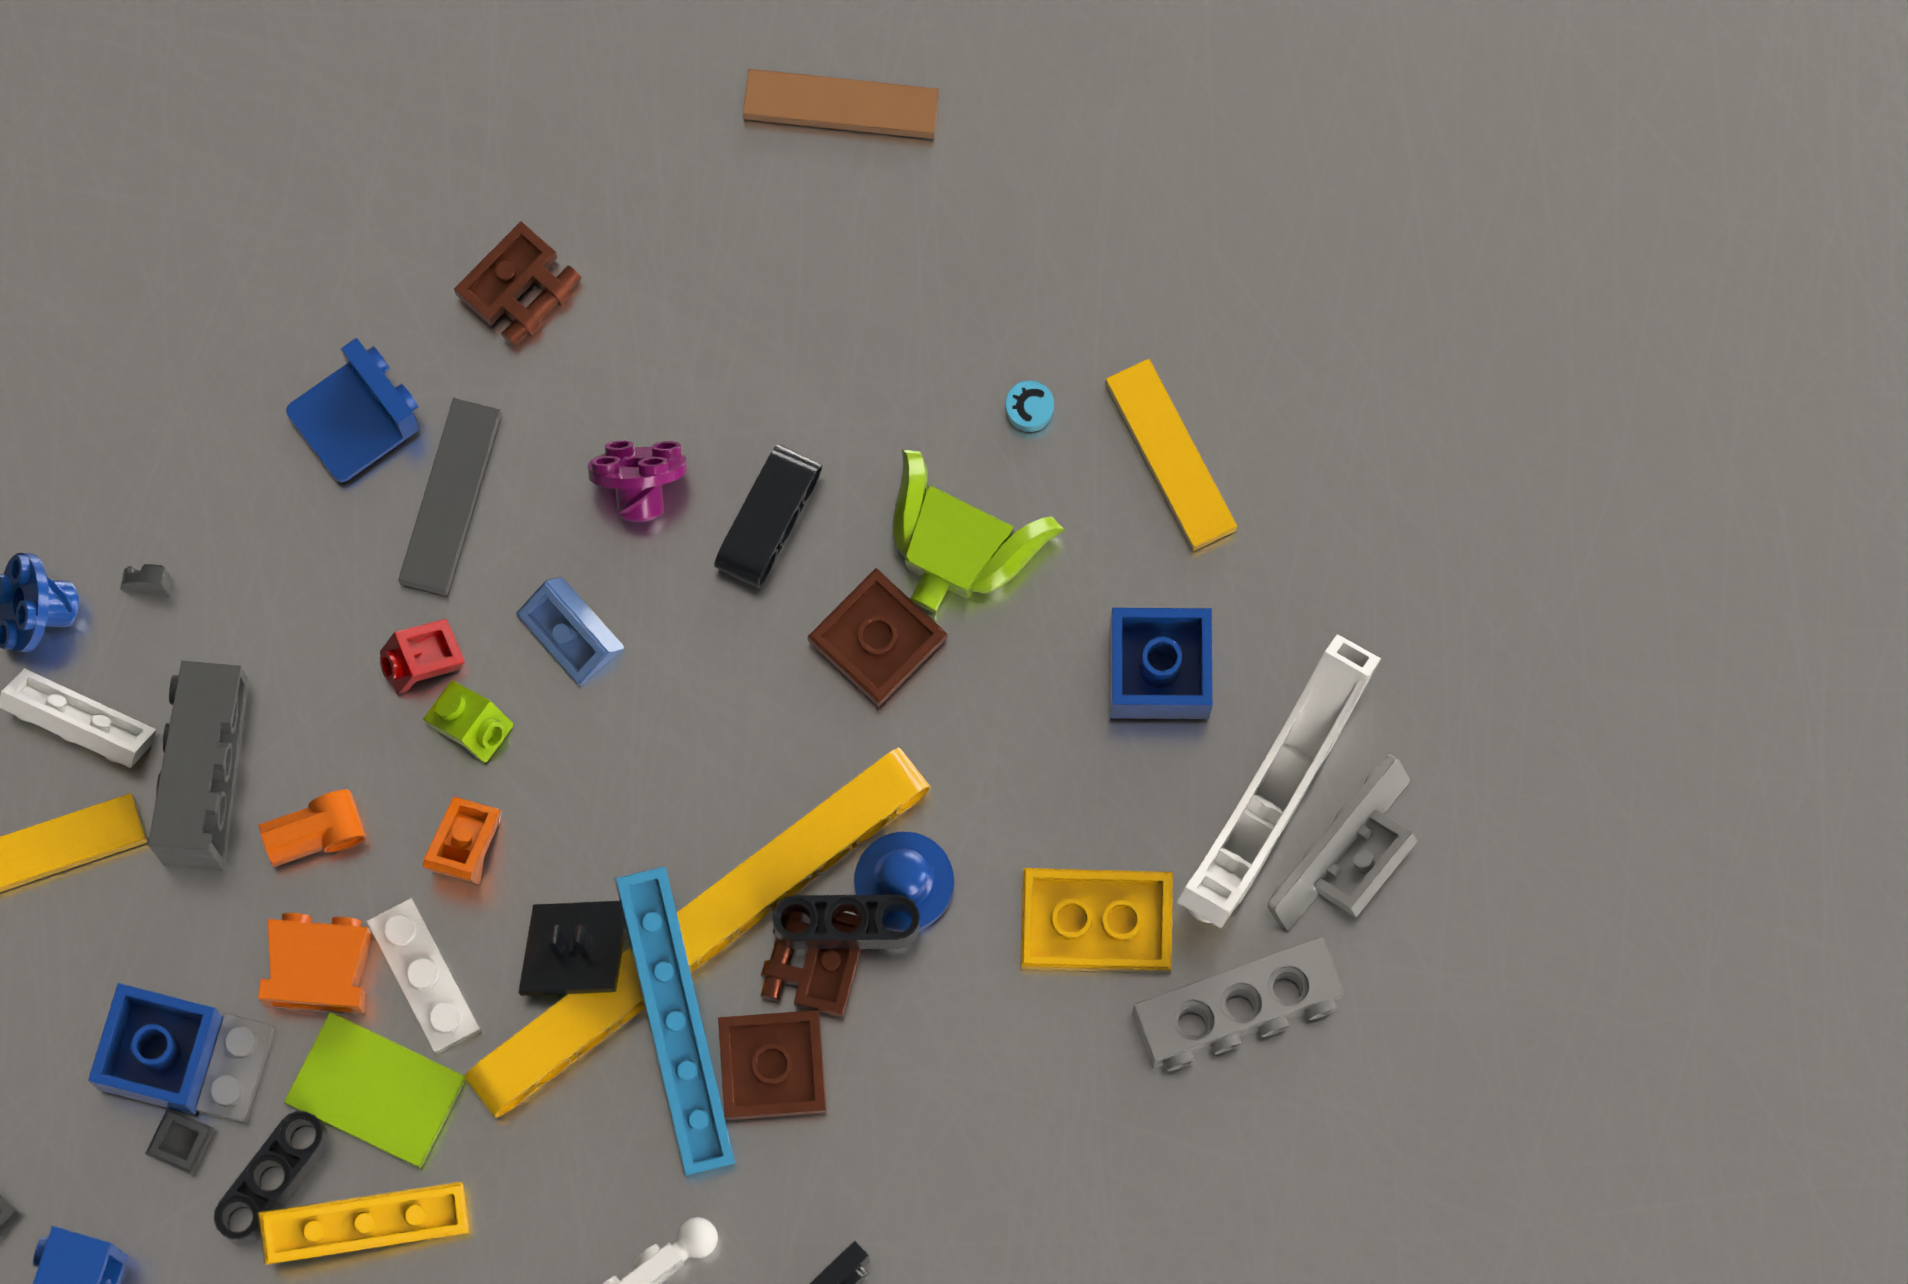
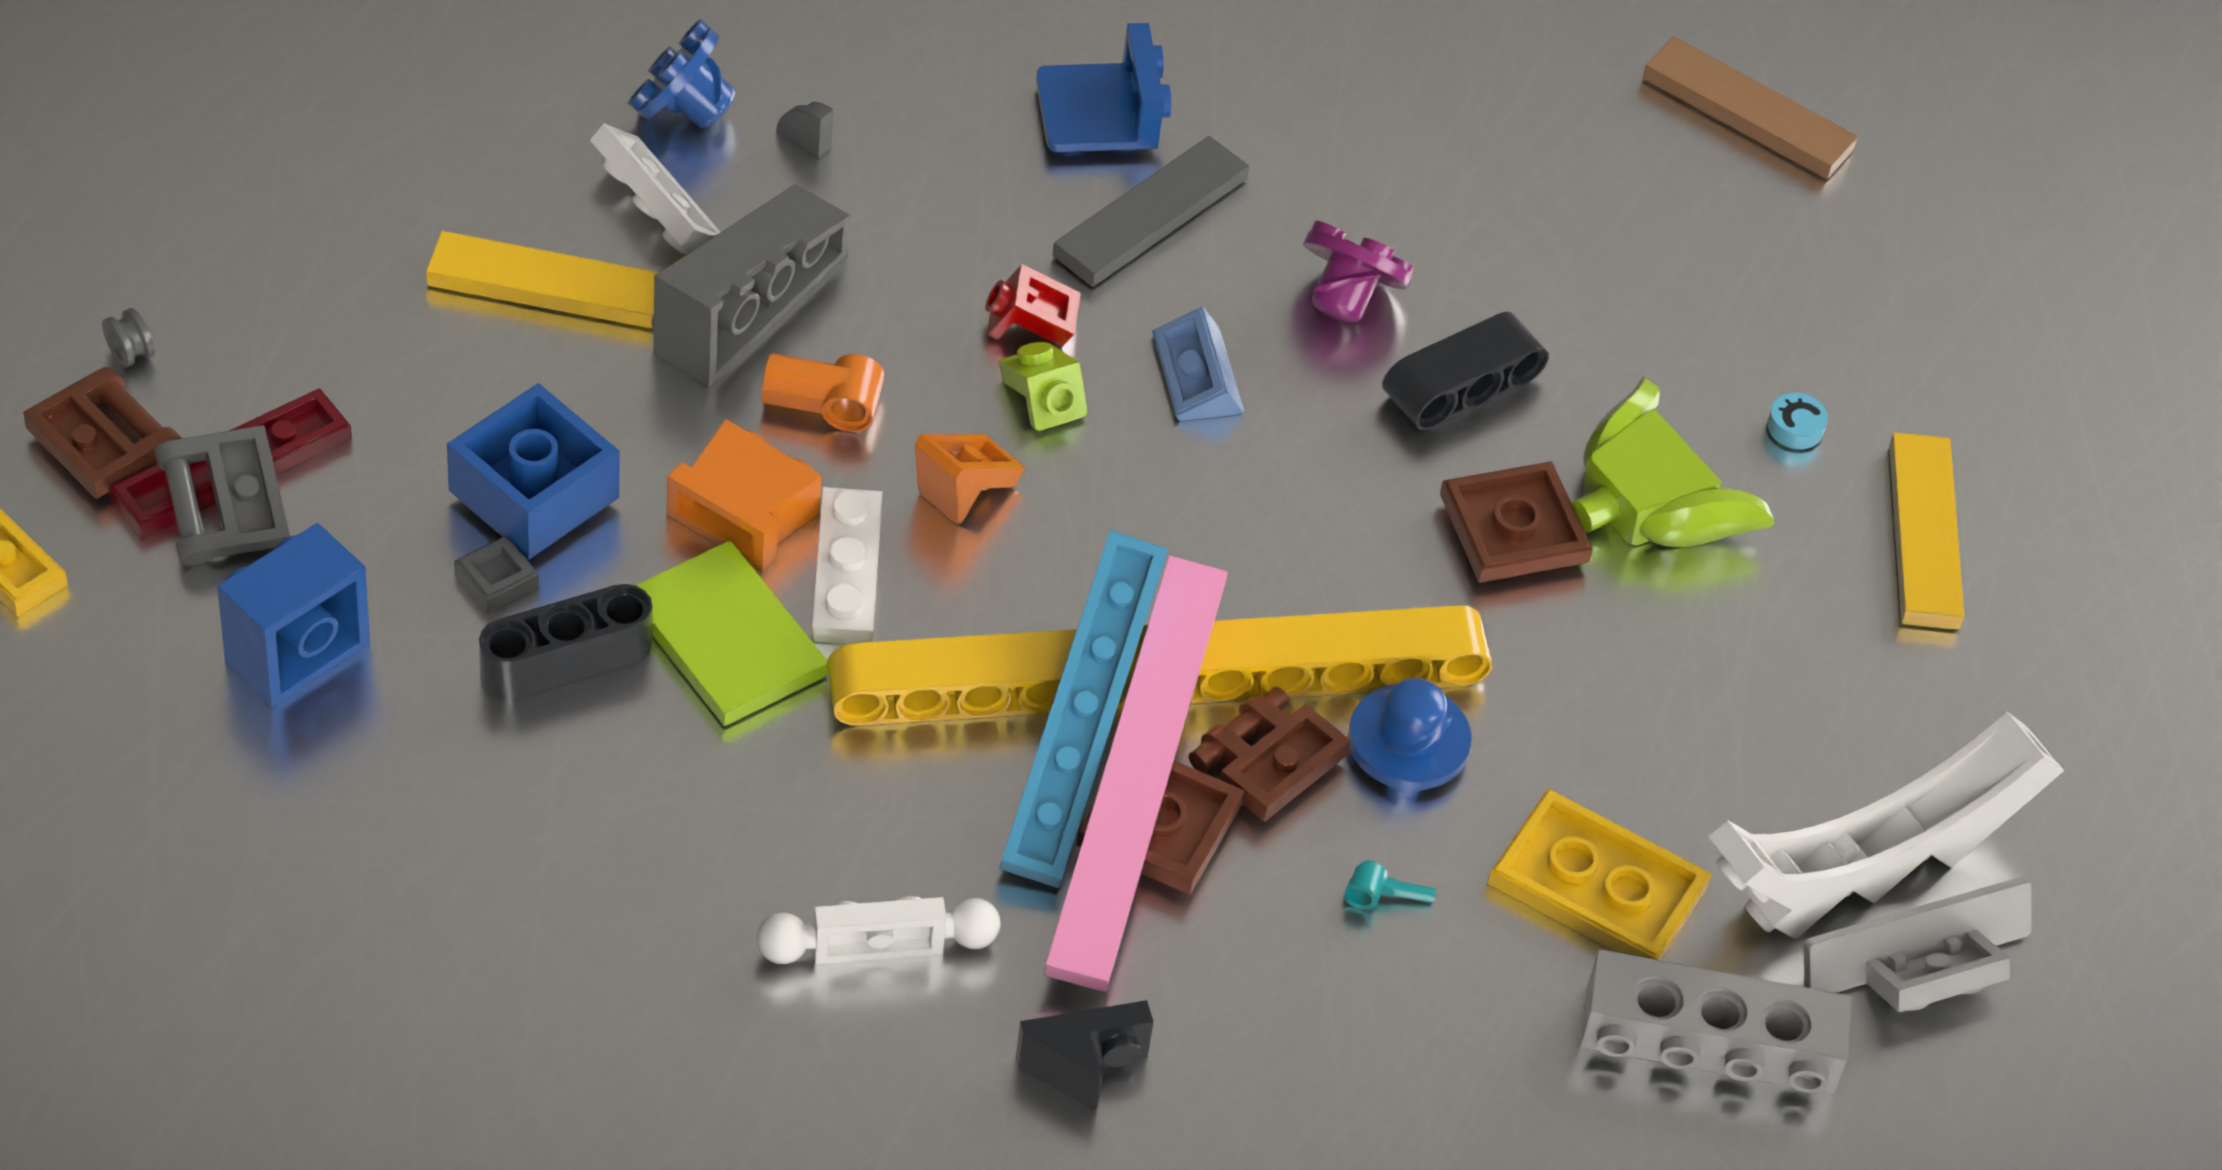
camera: 25 degrees right, 25 degrees down
(235, 1068) = (598, 543): light grey plate -> none
(362, 1222) = (631, 721): yellow tile -> none
(507, 274) = (1332, 71): copper plate -> none
(573, 948) = (1017, 607): black piece -> none
(740, 1047) = (1136, 775): none -> bright pink tile
(823, 910) = (1327, 716): black beam -> none
(942, 1027) = (1371, 881): none -> teal hand
(1161, 663) = (1810, 677): blue brick -> none

